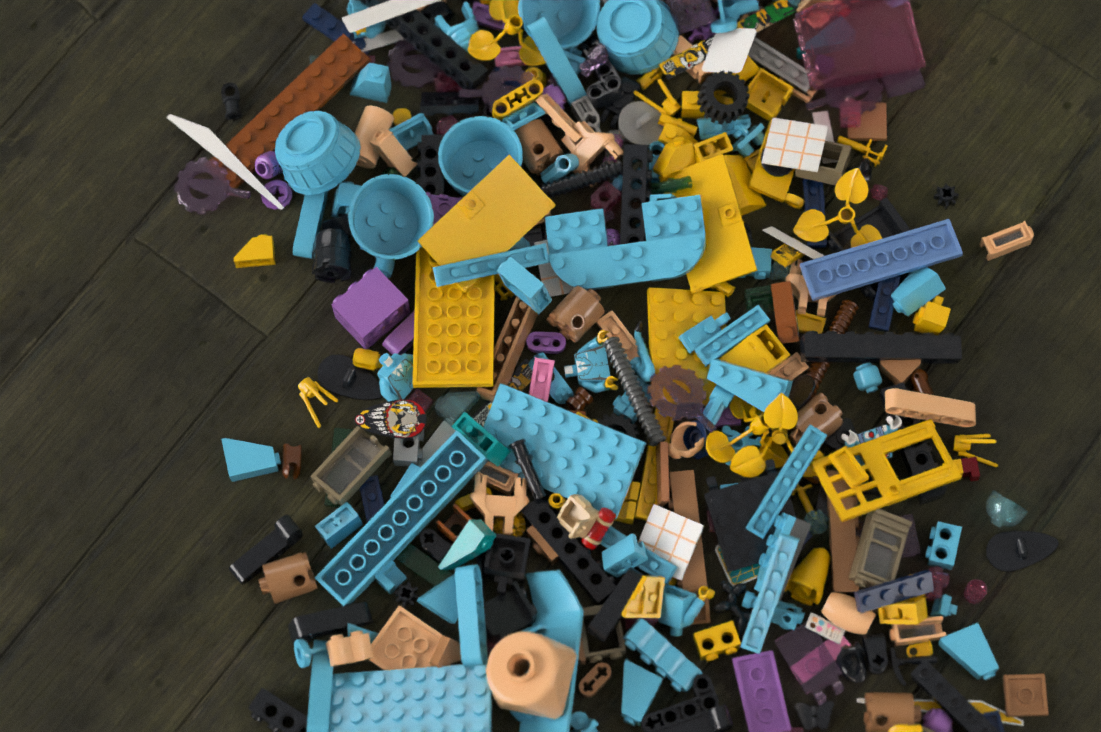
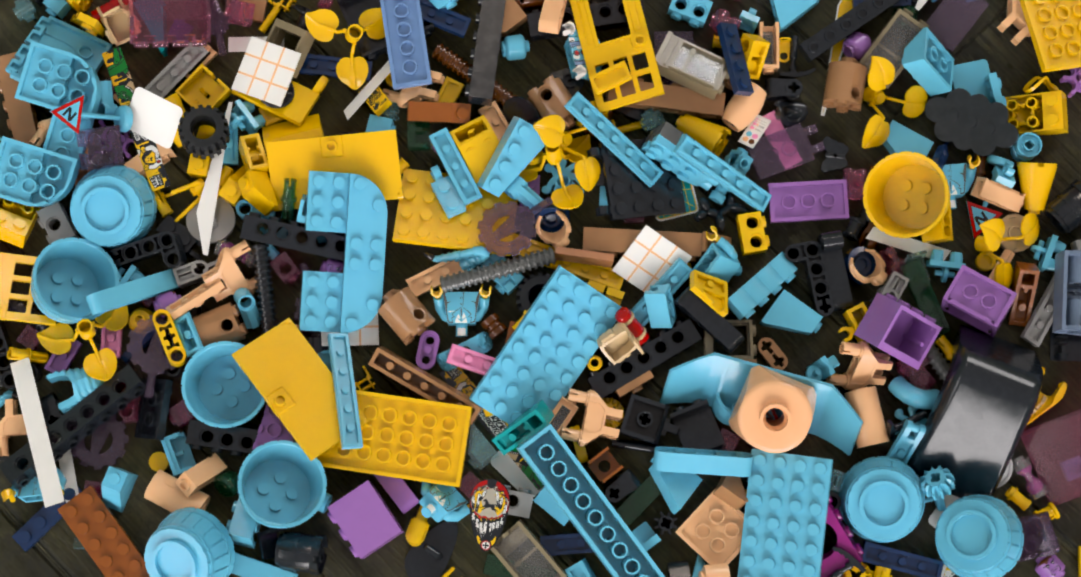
camera: 85 degrees left, 10 degrees up
(471, 542) = (627, 449): slope -> none
(524, 285) = (374, 360): medium azure window -> none
(524, 459) = (554, 387): black pin -> none
(596, 58) = (137, 251): clear purple plate -> none
(662, 115) = (207, 203): none -> white sticker

